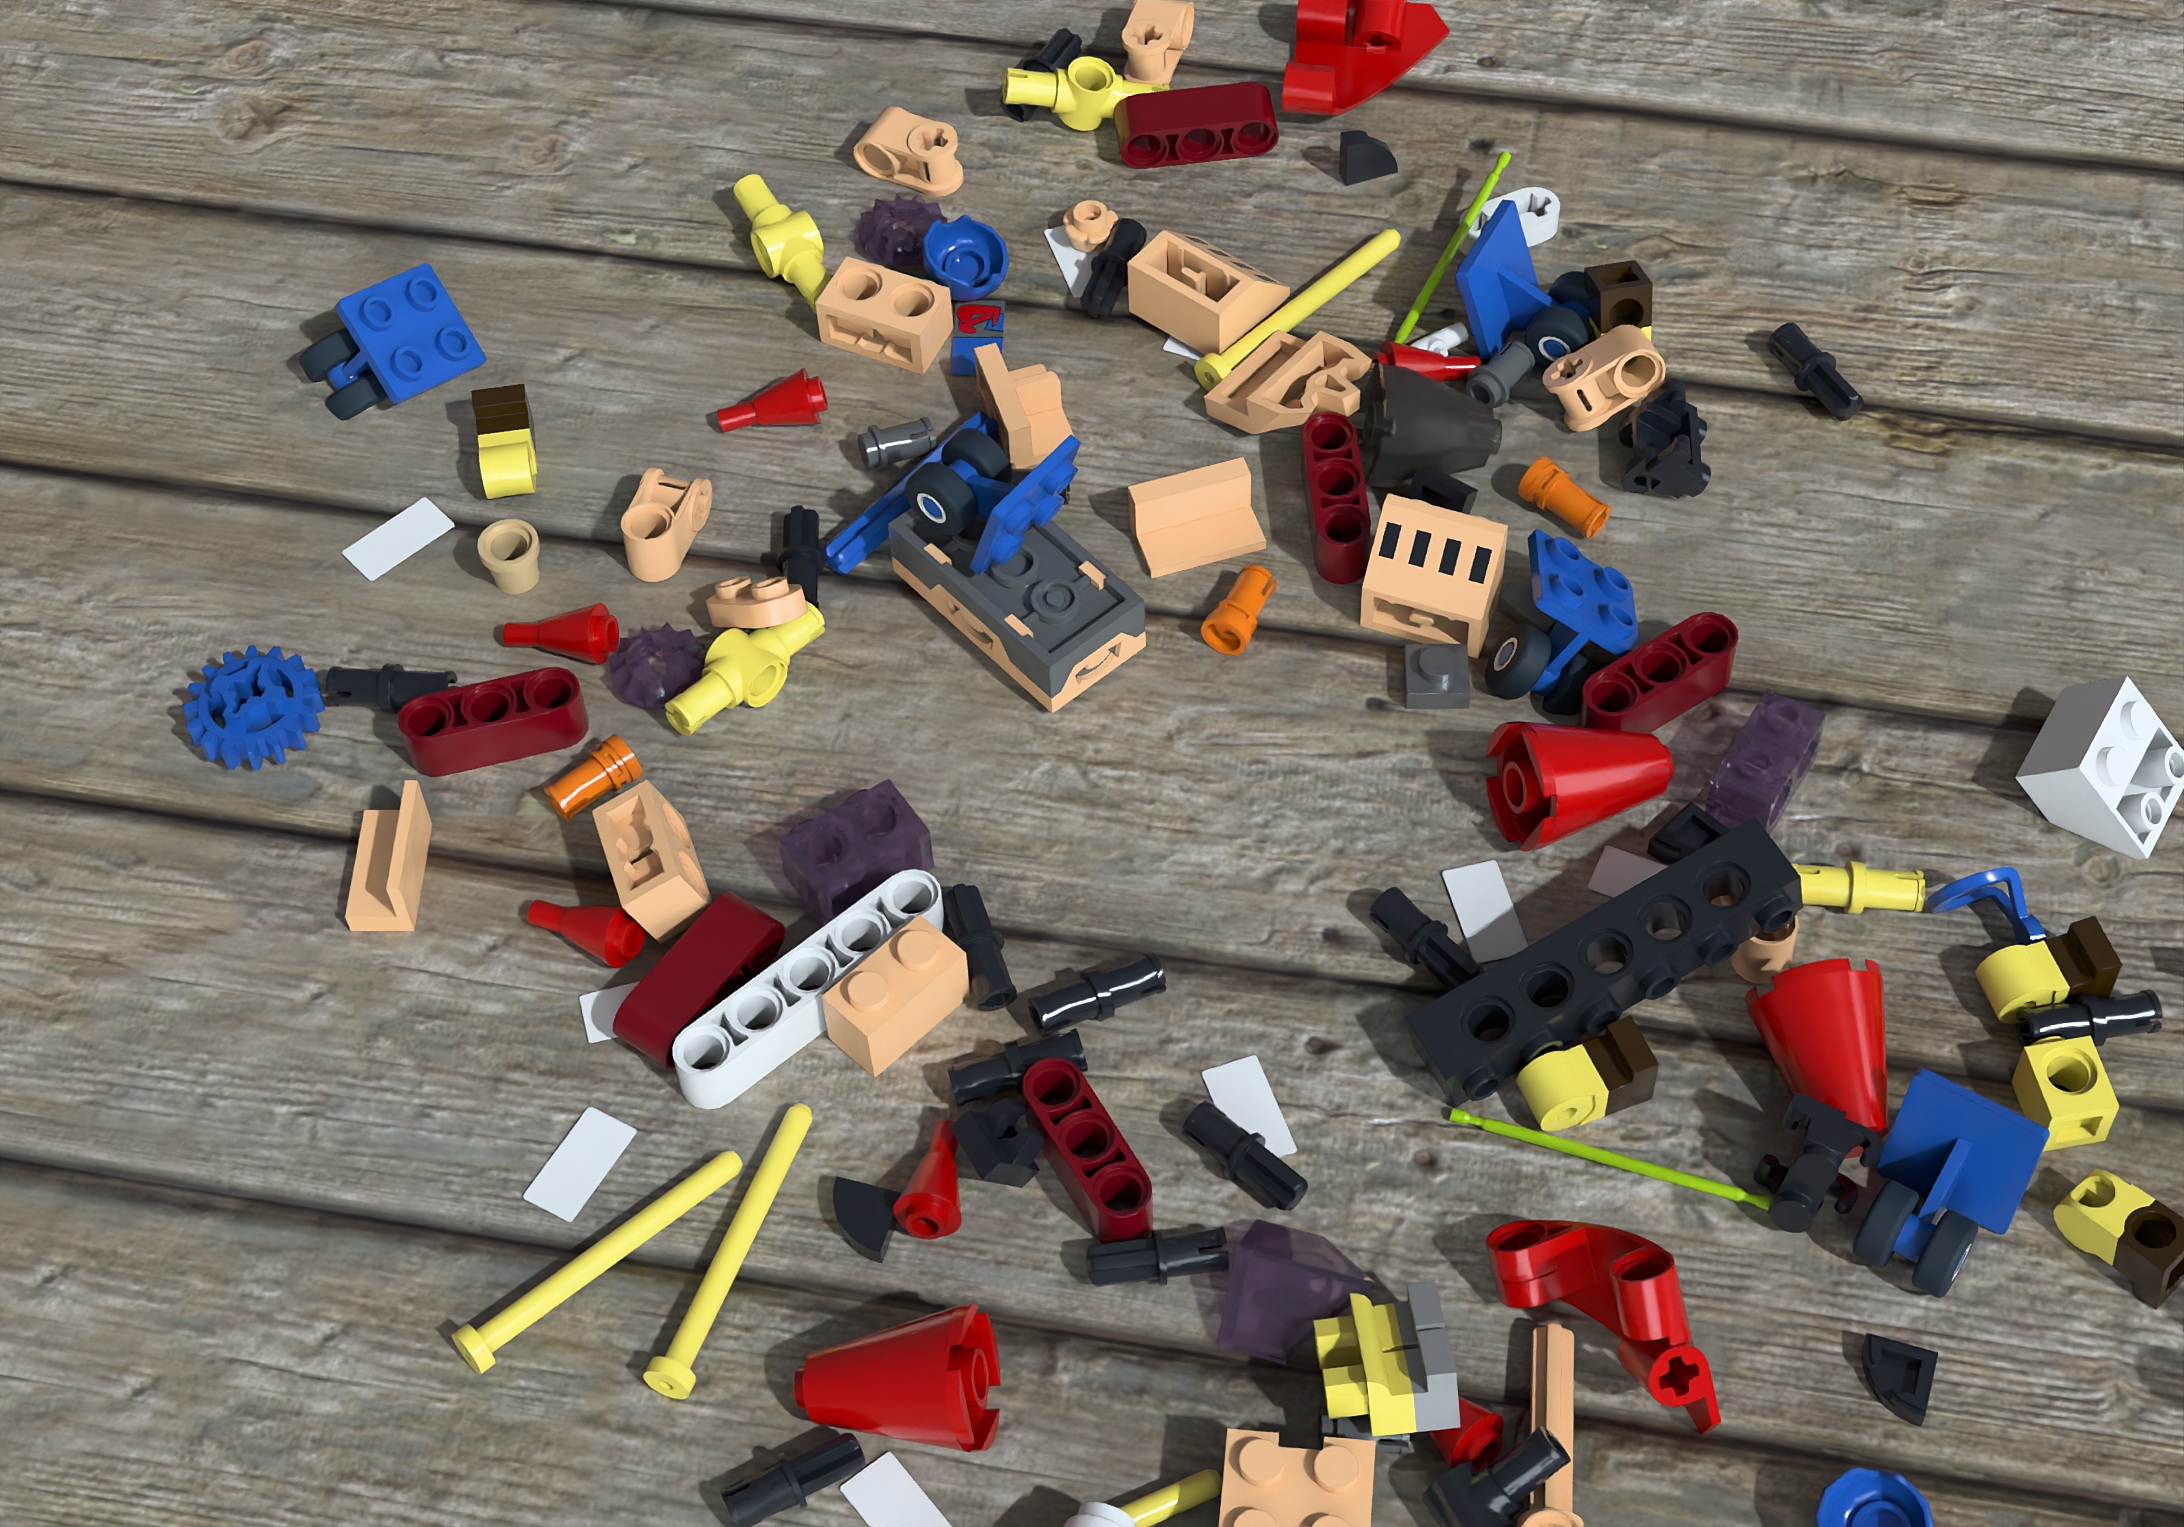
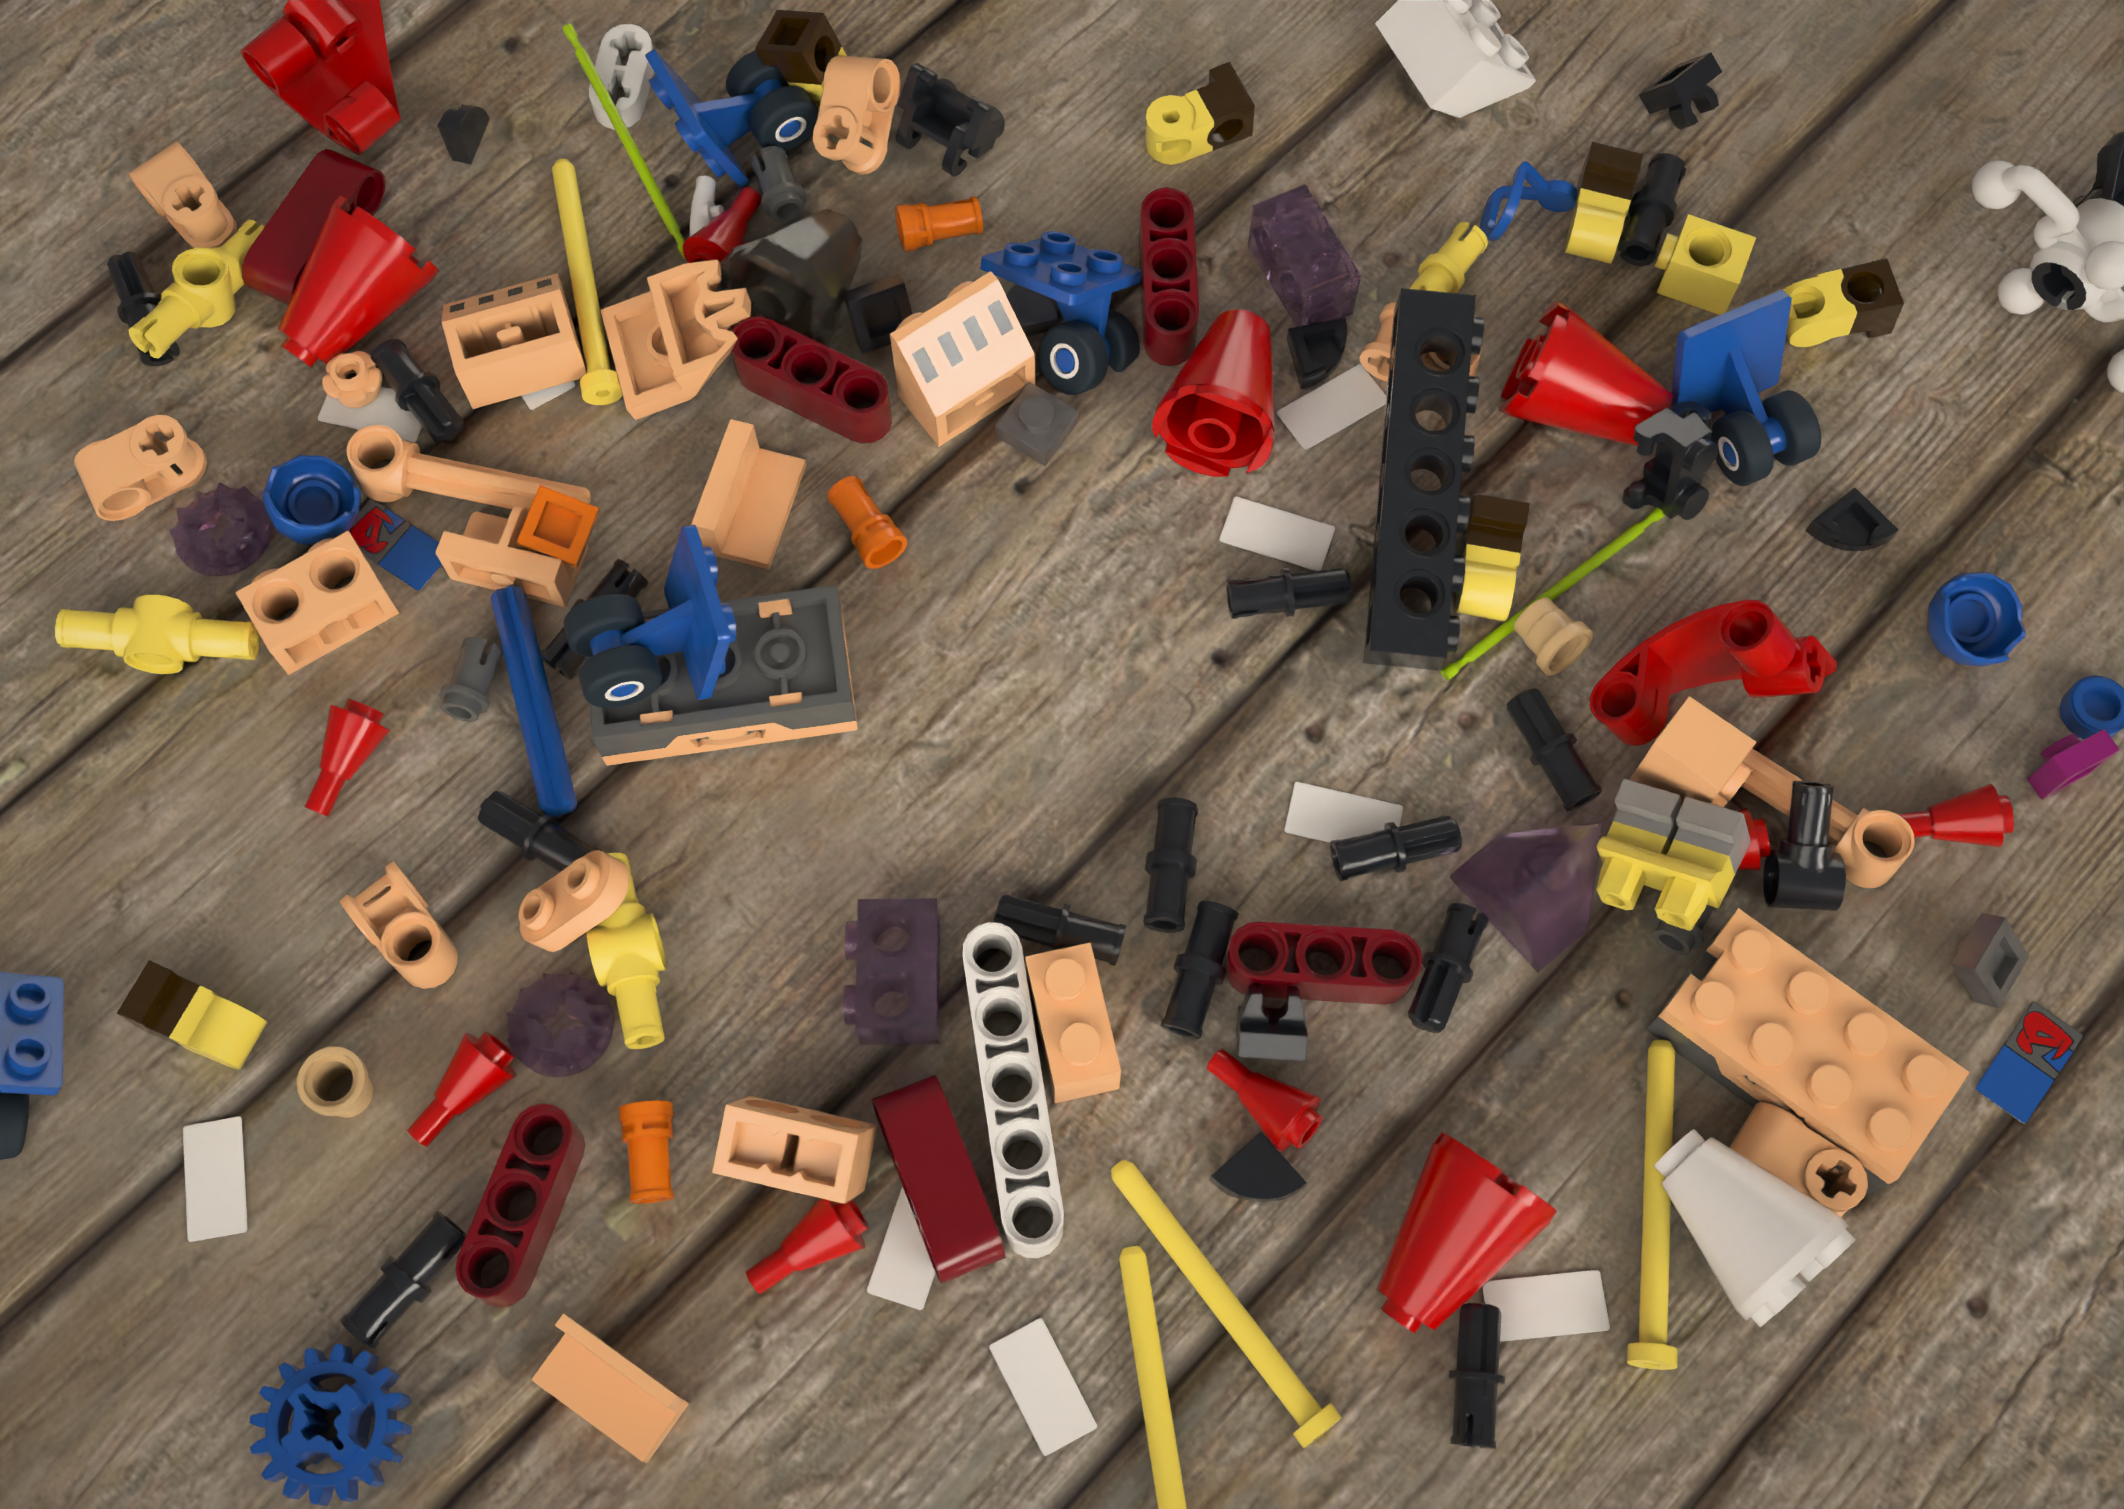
camera: 60 degrees left, 15 degrees up
(1036, 295) = (438, 475): none -> light nougat axle
(1057, 408) = (558, 526): none -> orange tile
(1162, 169) = (349, 284): none -> red cone
(1442, 1230) = (1553, 749): none -> black axle
(1495, 1331) = (1697, 757): none -> light nougat brick
(1553, 1171) = (1552, 635): none -> tan piece
(1842, 619) = (1200, 119): none -> leg

